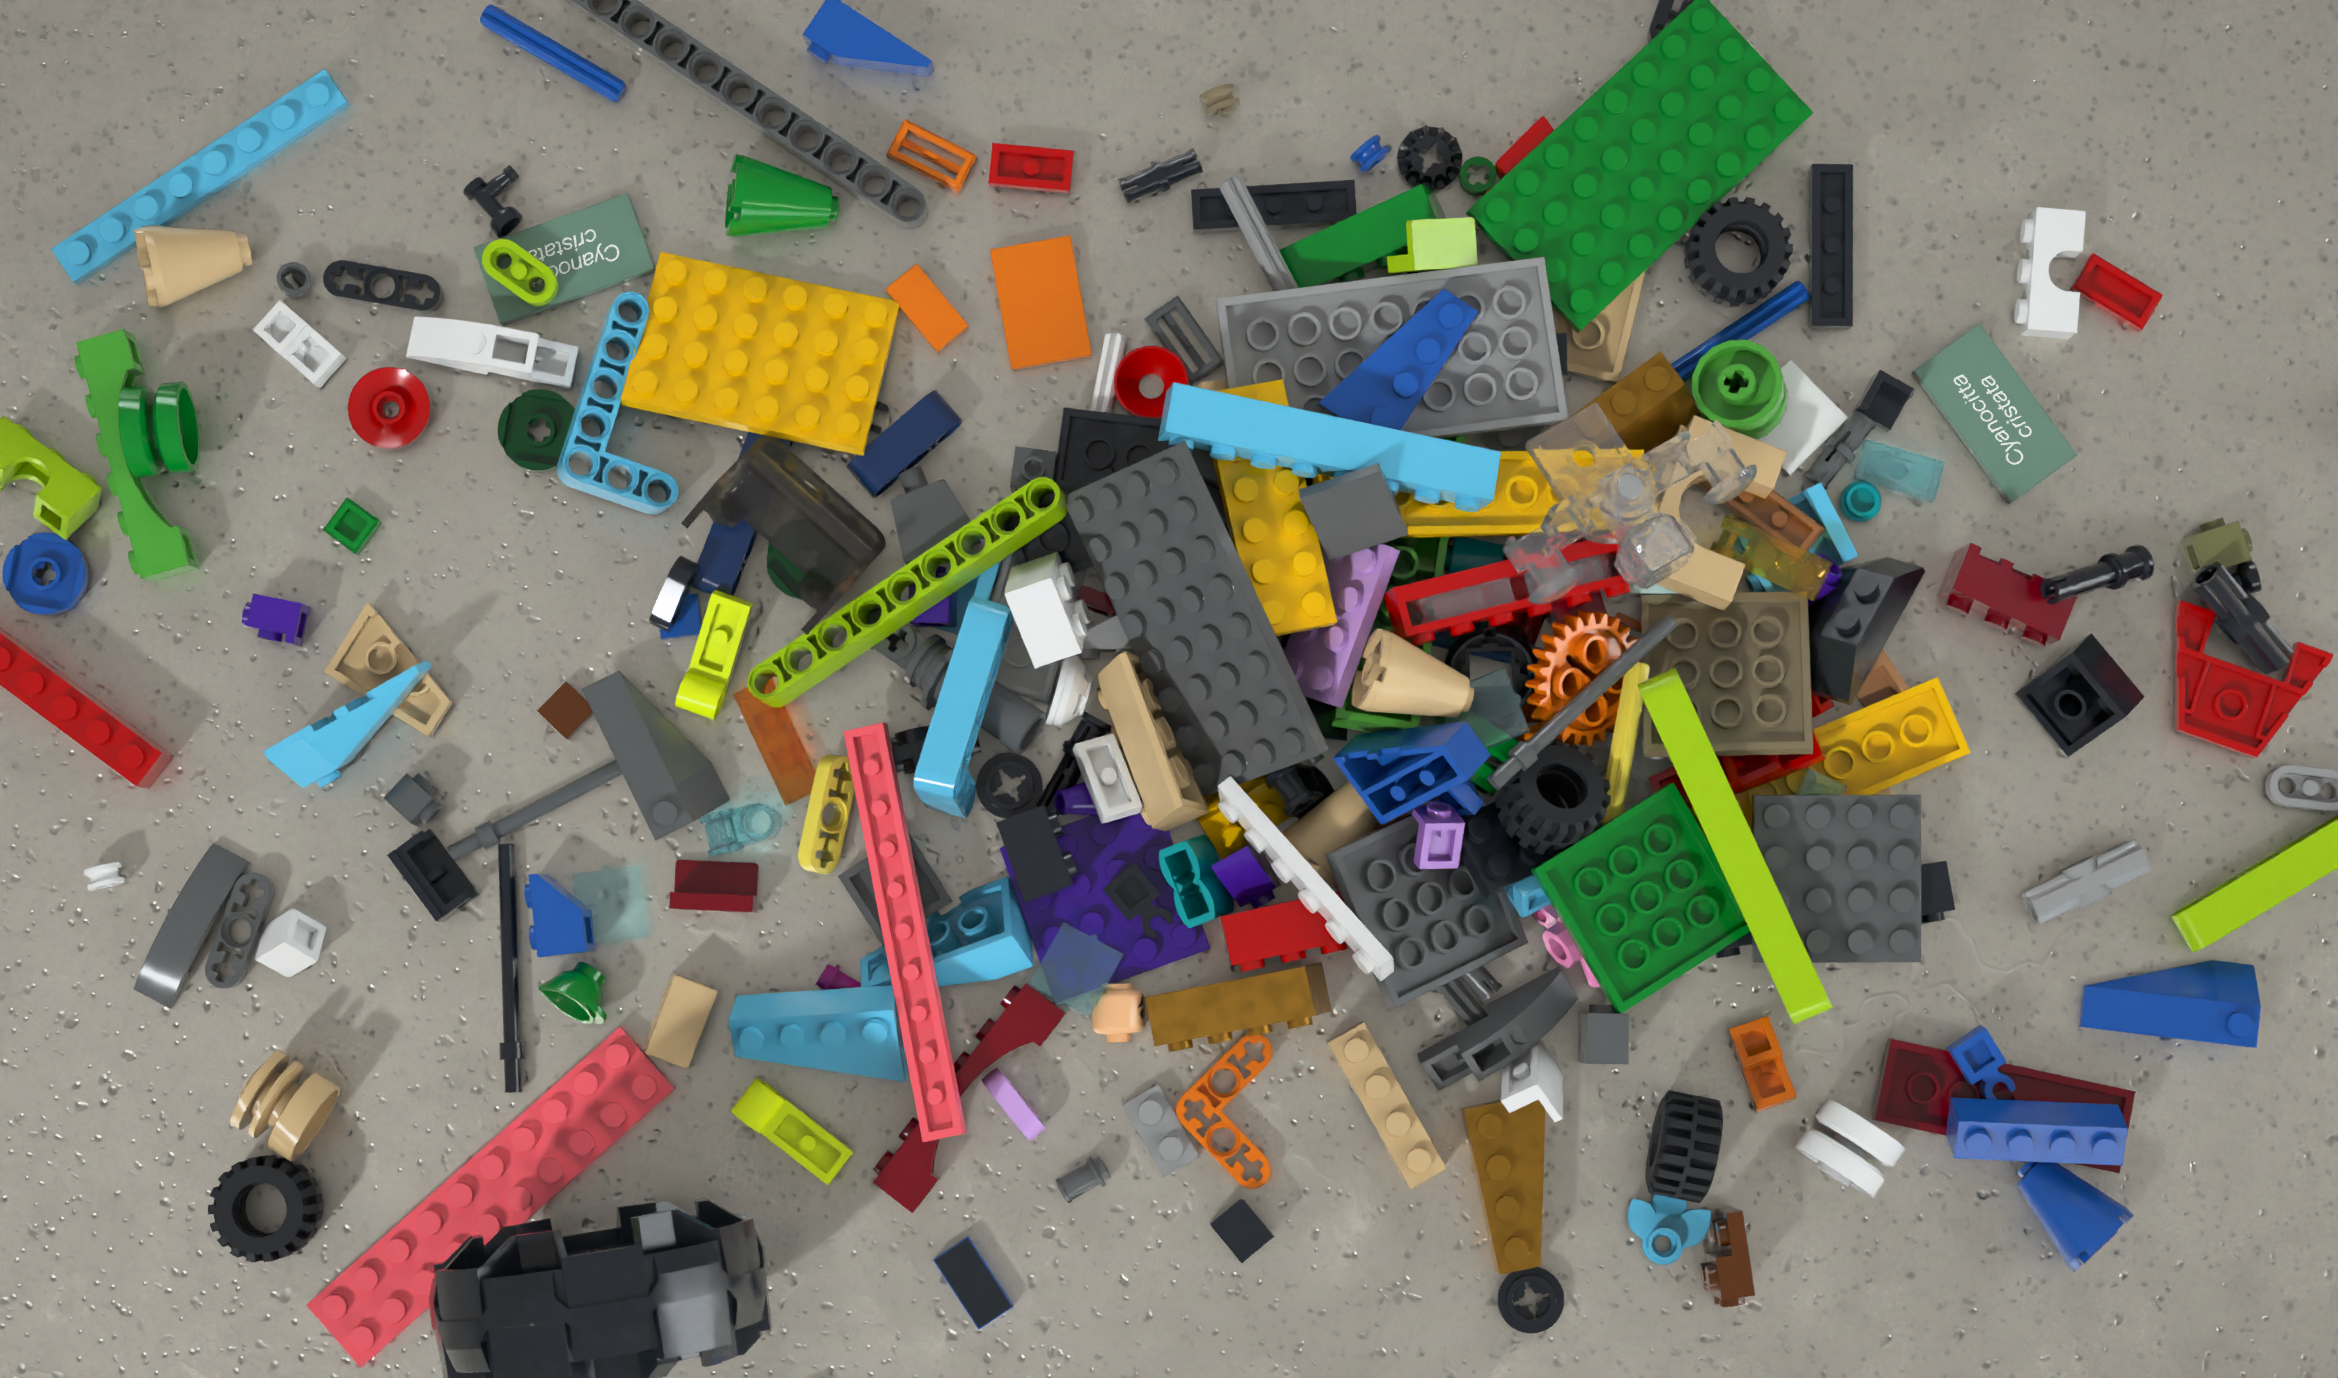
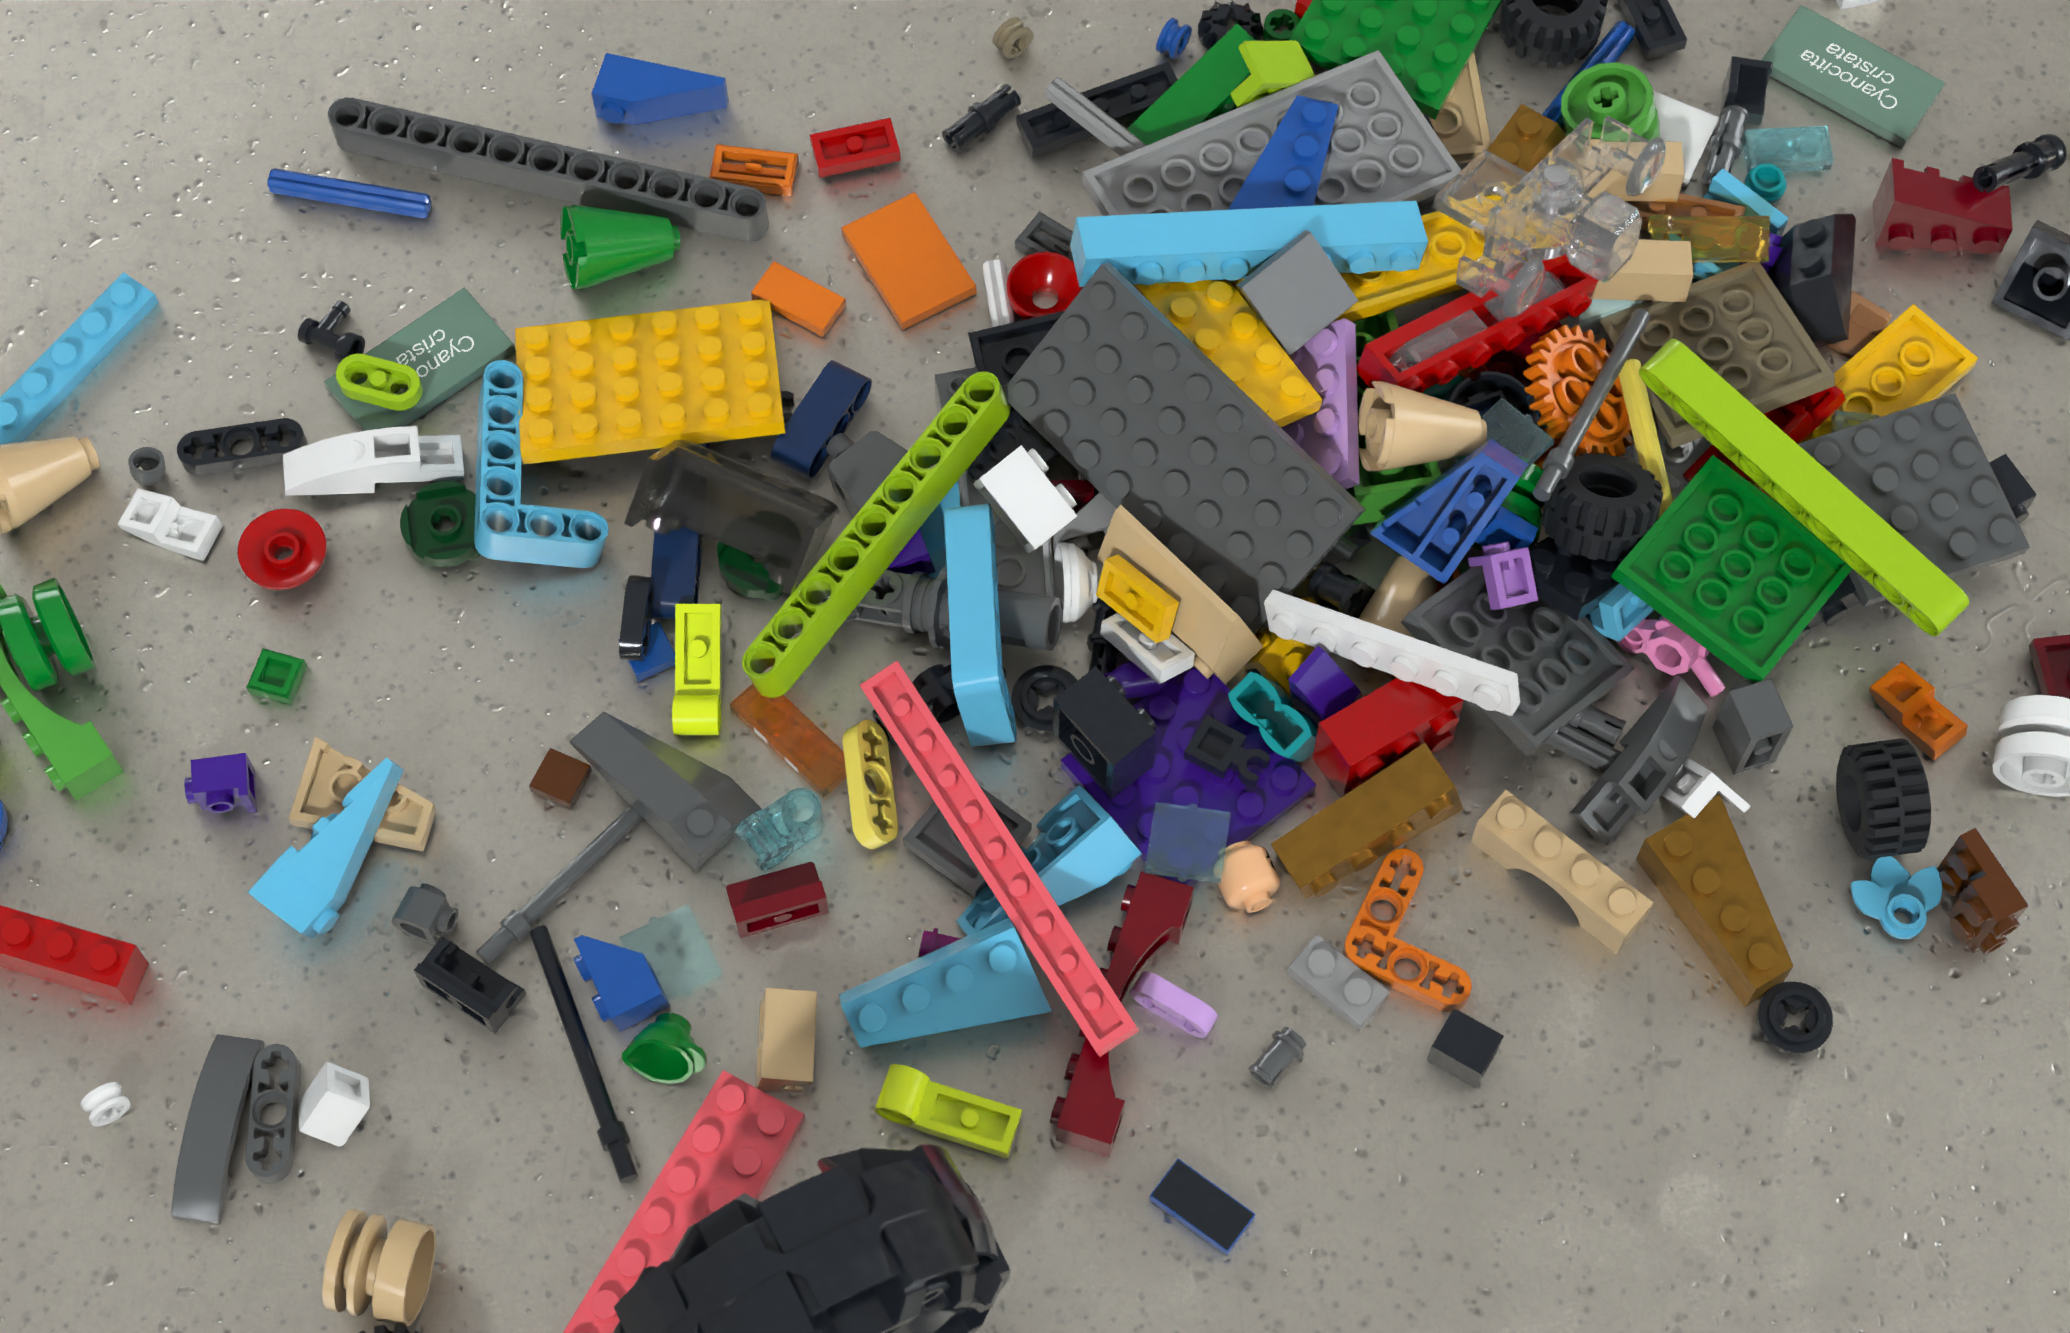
camera: 20 degrees left, 20 degrees down
(1111, 739) = (1137, 598): none -> yellow plate

